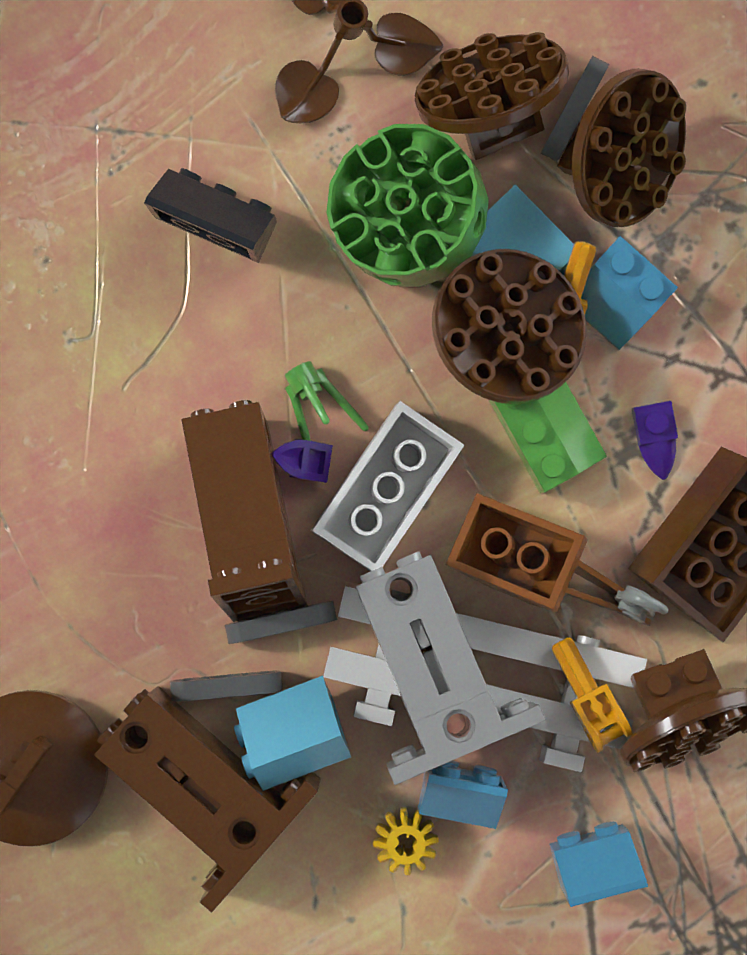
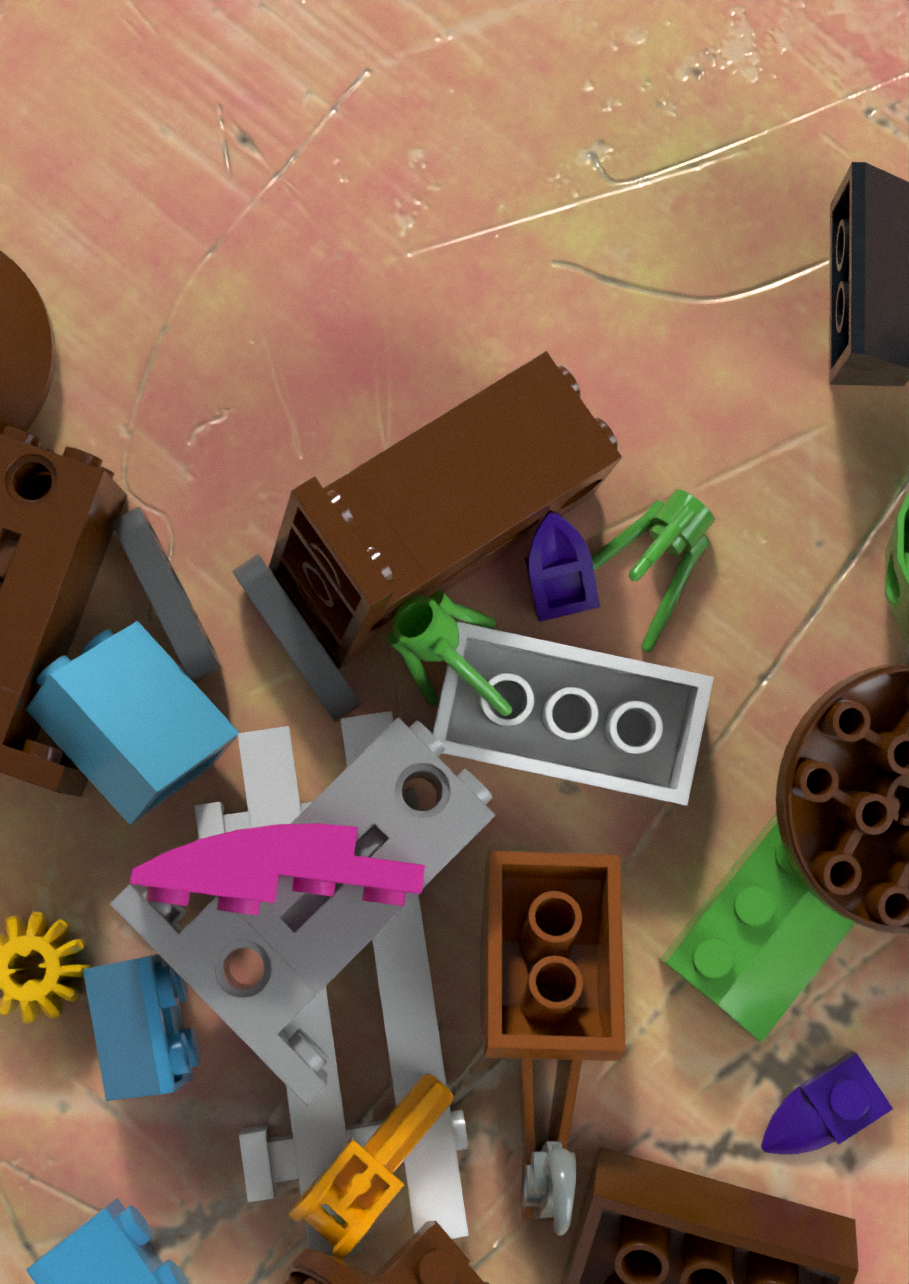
camera: 75 degrees right, 5 degrees down
(313, 549) = (428, 633): none -> bright green plant
(404, 700) = (248, 862): none -> dark pink slope

